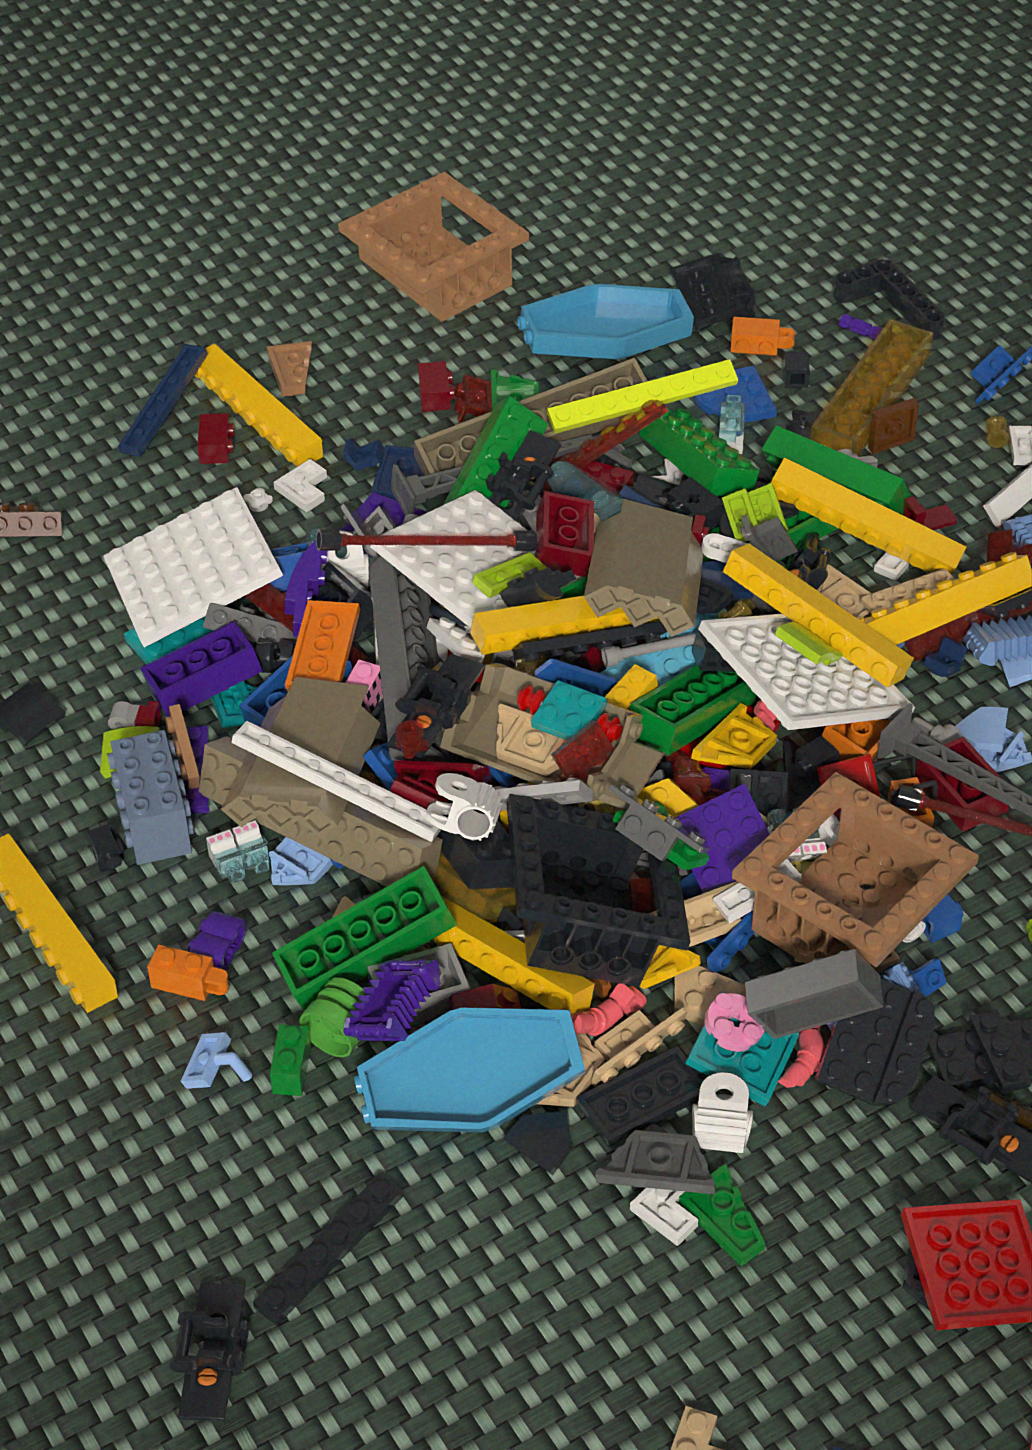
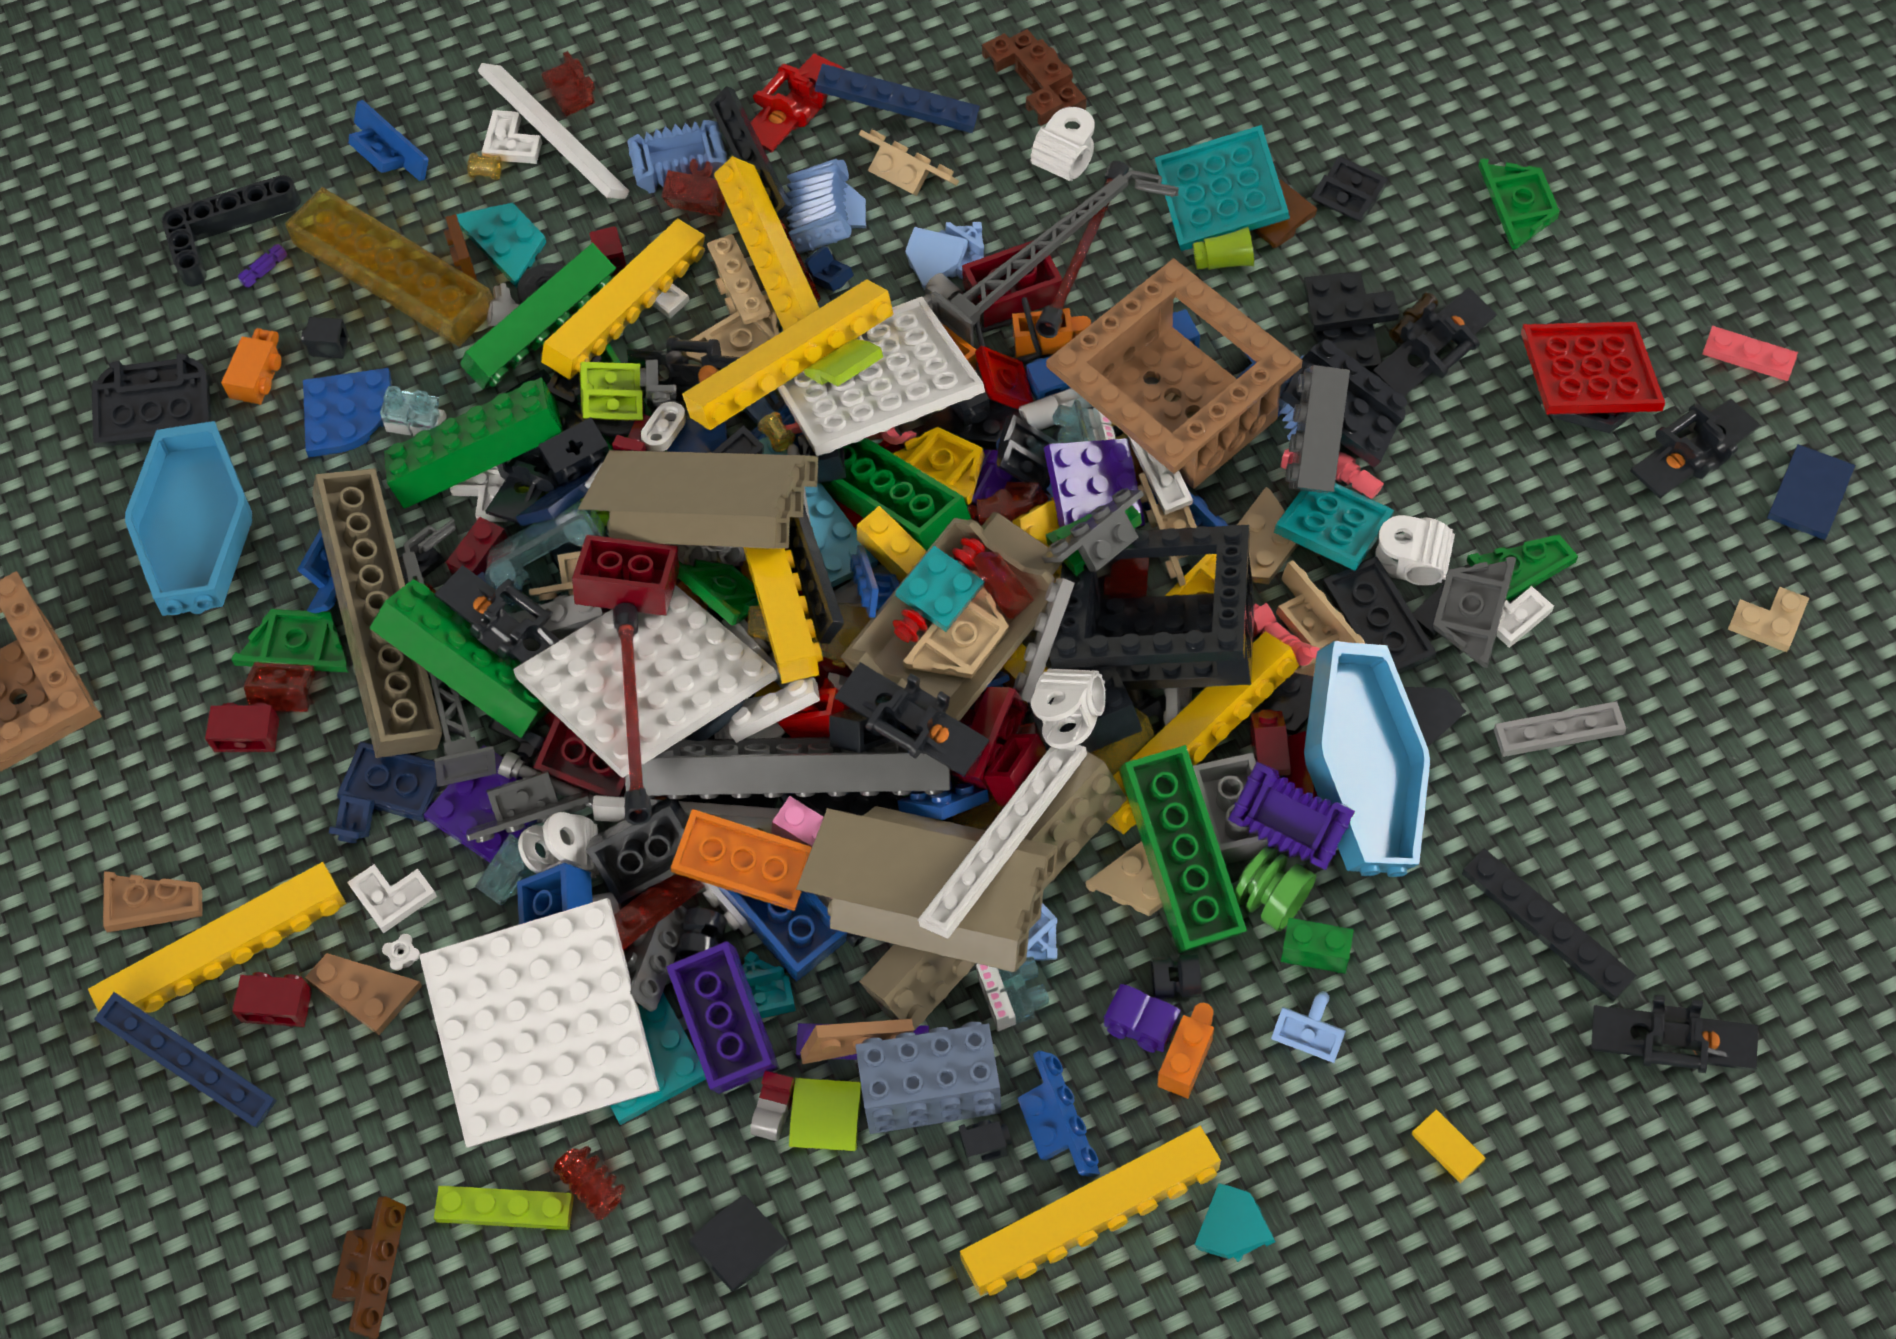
camera: 80 degrees left, 15 degrees up
(34, 1020) = (1233, 1225): none -> teal slope
(58, 585) = (503, 1207): none -> lime plate
(73, 621) = (589, 1182): none -> clear red piece
(105, 1174) = (1448, 1146): none -> yellow tile
(129, 895) = (1054, 1119): none -> blue bracket
(232, 474) = (362, 990): none -> medium nougat wing
(255, 960) = (1187, 972): none -> black wheel
(304, 584) = (615, 875): dark purple slope -> none
(410, 739) = (973, 750): clear red brick -> none
(495, 579) = (692, 635): lime plate -> none
(536, 587) = (731, 602): black brick -> none
(539, 1251) = (1559, 729): none -> light grey plate
(615, 435) = (426, 518): clear red plate -> none
(631, 398) = (377, 481): neon yellow plate -> none
(731, 1037) = (1326, 507): bright pink plate -> none
(803, 422) = (416, 348): black piece -> none
(898, 1381) = (1697, 457): none -> black piece
(928, 457) = (504, 238): none -> teal wing

